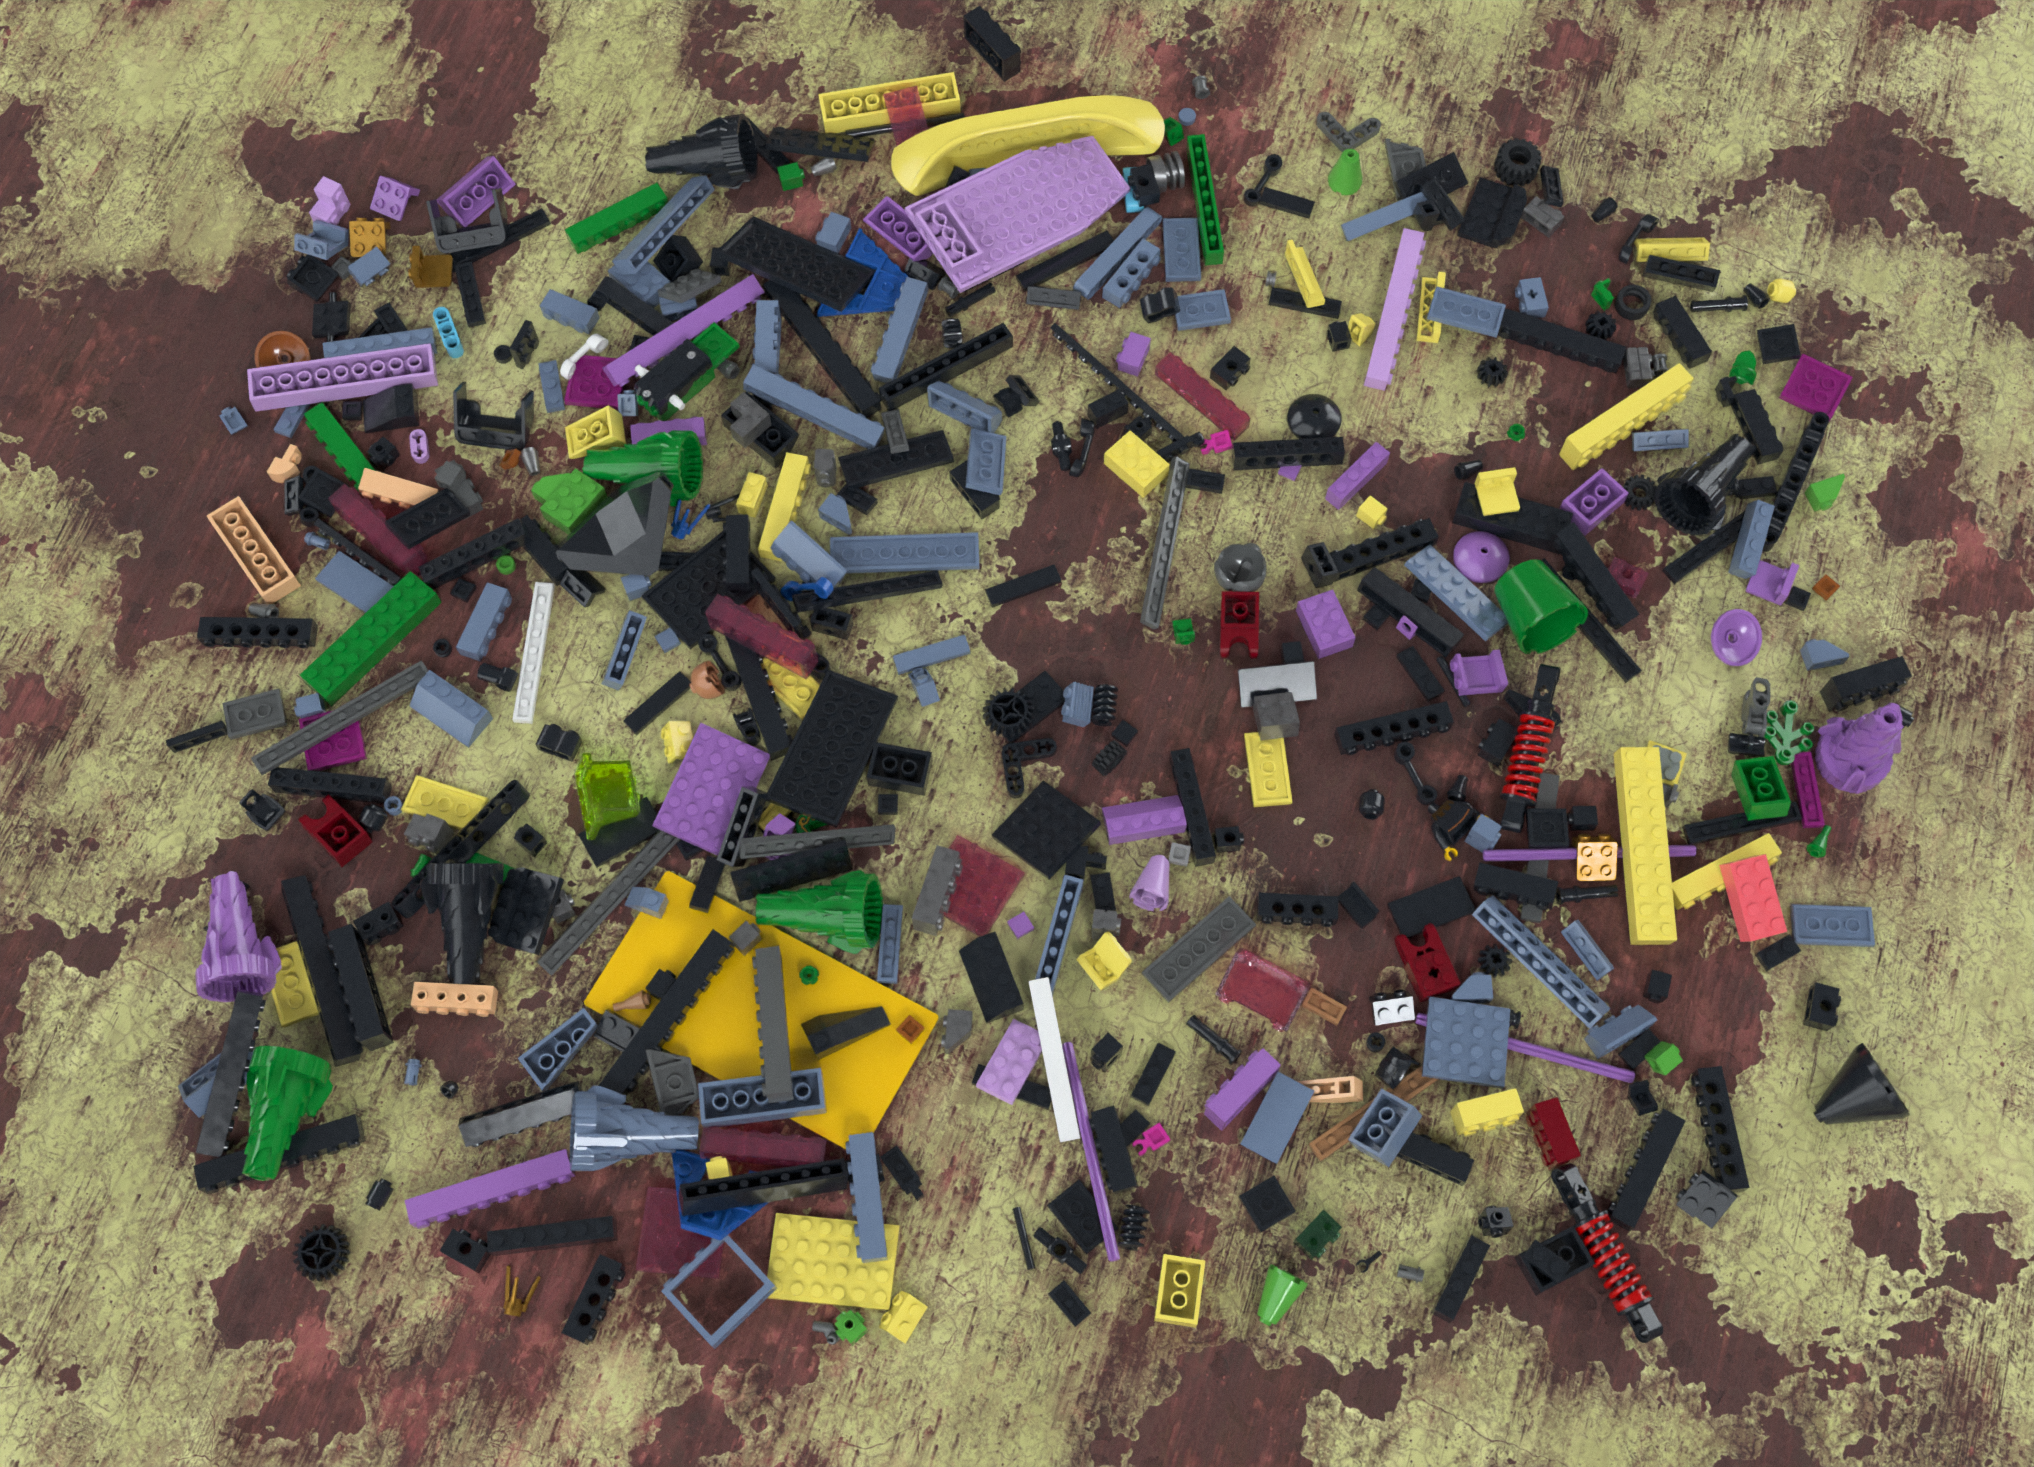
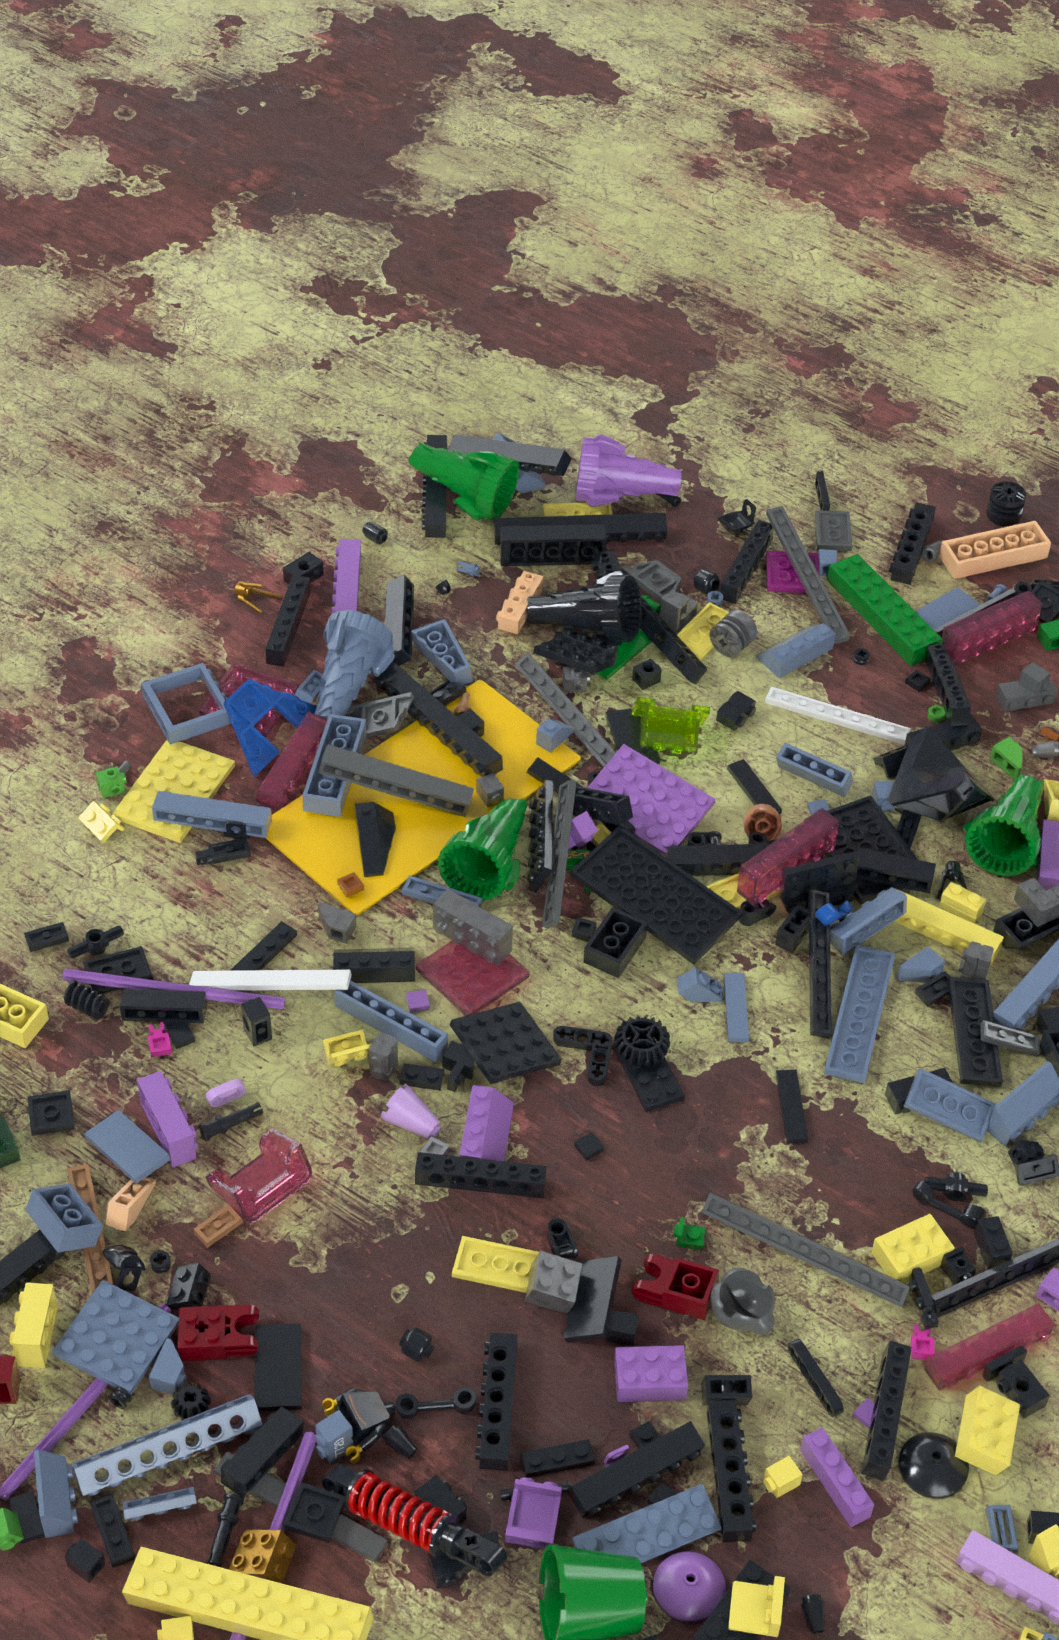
camera: 105 degrees right, 20 degrees down
(176, 552) = (1006, 503): none -> black wheel
(322, 1269) = (345, 494): black gear -> none
(337, 832) = (699, 554): dark red brick -> none
(380, 871) = (654, 578): none -> dark grey wing
(393, 489) = (1030, 643): light nougat brick -> none
(427, 518) = (990, 651): black plate -> none
(453, 767) = (733, 633): none -> flat silver wheel
(484, 622) = (878, 684): sand blue brick -> none
(502, 678) = (816, 686): black piece -> none
(573, 501) = (990, 766): bright green brick -> none
(603, 1267) = (224, 635): black brick -> none
(652, 1167) = (310, 687): none -> sand blue plate
(677, 739) = (716, 789): light yellow bracket -> none
(680, 527) = (938, 840): blue plant -> none
(718, 1168) = (281, 724): light yellow brick -> none
(763, 1187) = (255, 738): black brick -> none
(809, 970) = (436, 827): green plate -> none
(1011, 1062) = (281, 947): lavender plate -> none
(1024, 1238) = (122, 922): black bar -> none
(1077, 704) = (633, 1107): sand blue brick -> none
(1104, 704) = (625, 1133): black piece -> none
(1109, 758) = (561, 1114): black tyre -> none
(1153, 1074) = (220, 1061): black plate -> none
(1187, 1054) = (225, 1093): none -> lavender beam
(1198, 949) = (327, 1137): dark grey plate -> none
(1205, 481) = (873, 1315): black plate -> none
(1214, 381) = (995, 1366): none -> black plate
(1224, 846) = (432, 1189): black brick -> none
(1232, 723) = (562, 1243): none -> black piece
(1277, 509) = (815, 1377): none -> black beam
(1280, 381) = (987, 1430): none -> light yellow brick
(1306, 903) = (320, 1264): black brick -> none
(1349, 367) = (1011, 1528): none -> sand blue tile
(1358, 905) = (310, 1295): black panel -> none
(1582, 818) = (312, 1561): black brick -> none
(1621, 978) = (112, 1530): none -> black tile

